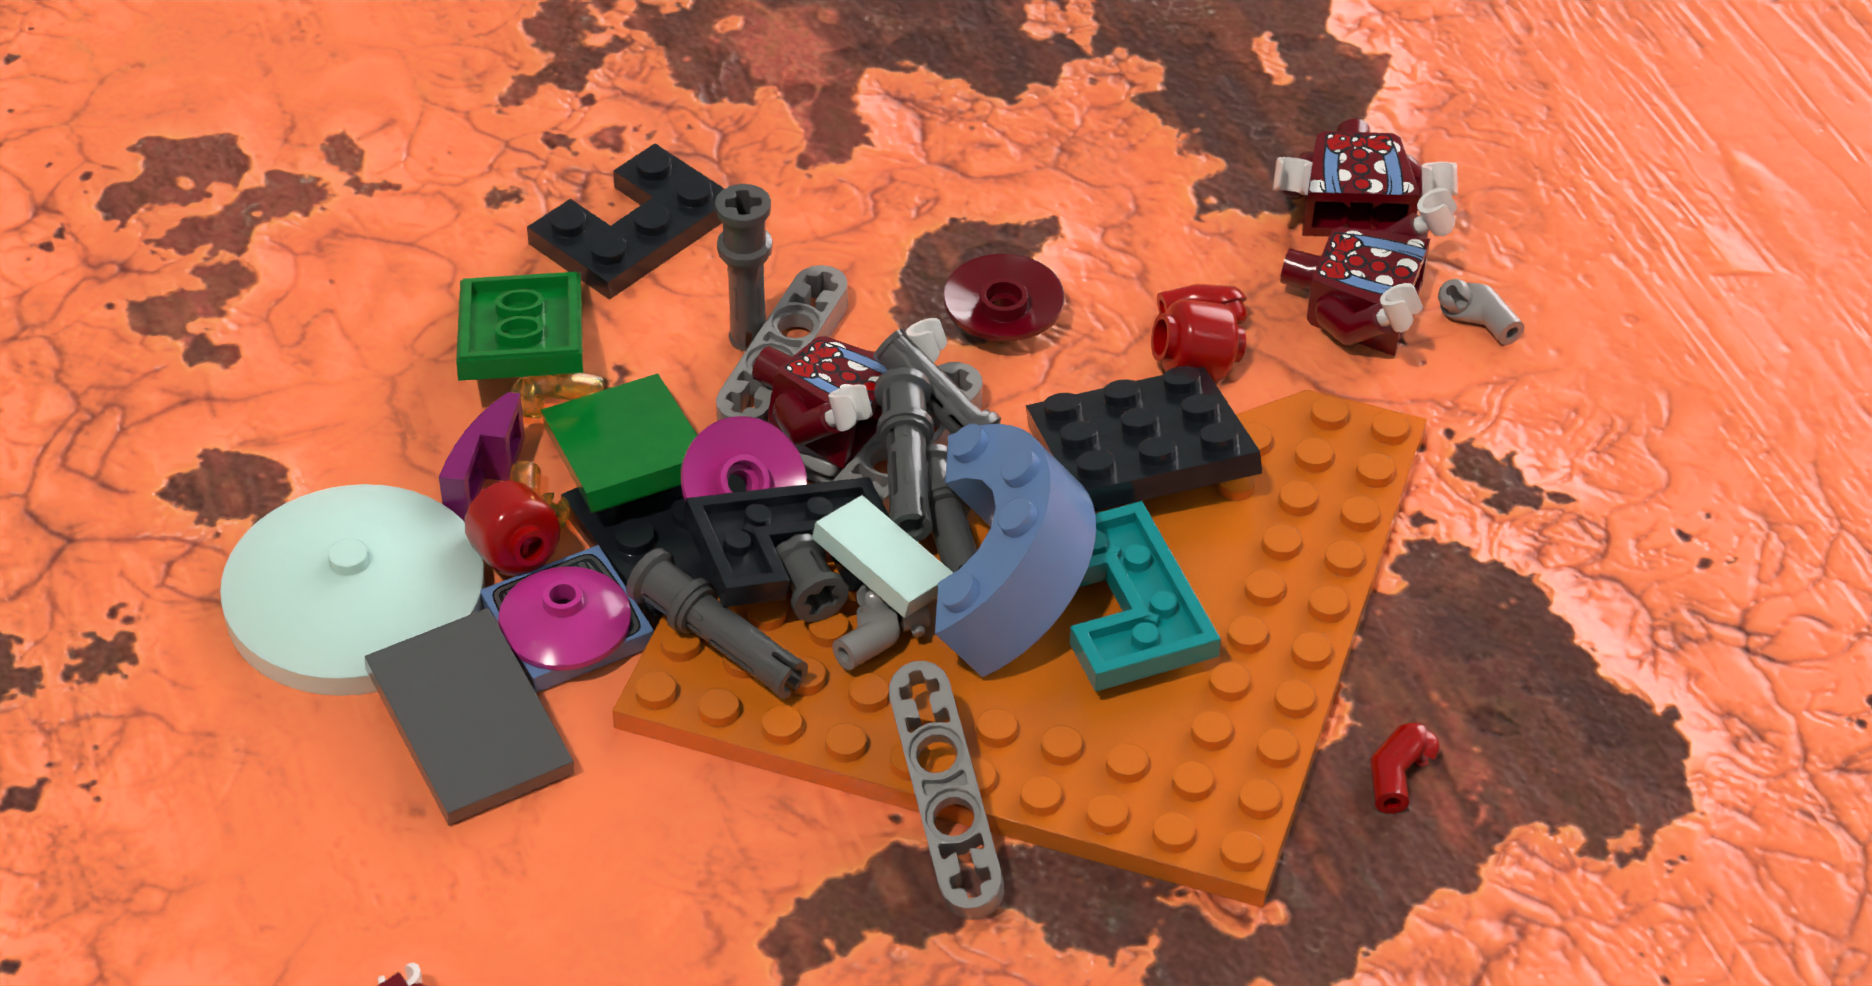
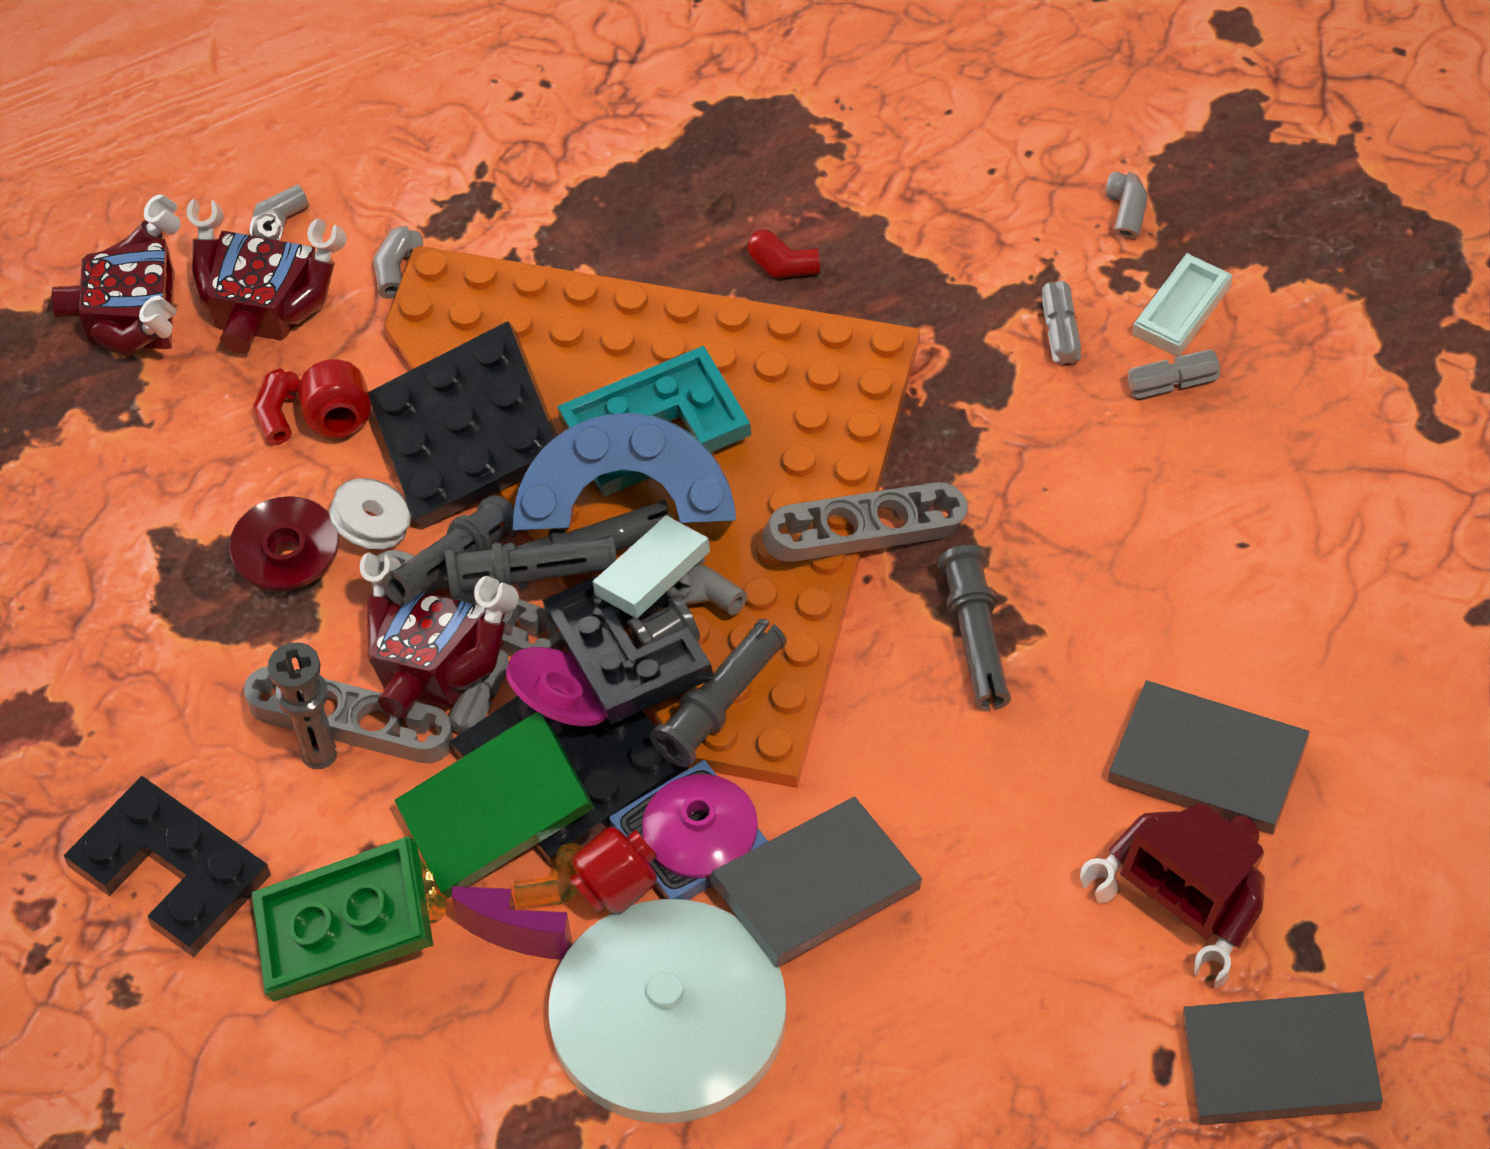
camera: 90 degrees left, 10 degrees up
(818, 900) = (972, 606): none -> dark grey pin
(1038, 343) = (369, 531): none -> white piece
(1413, 400) = (389, 256): none -> light grey arm

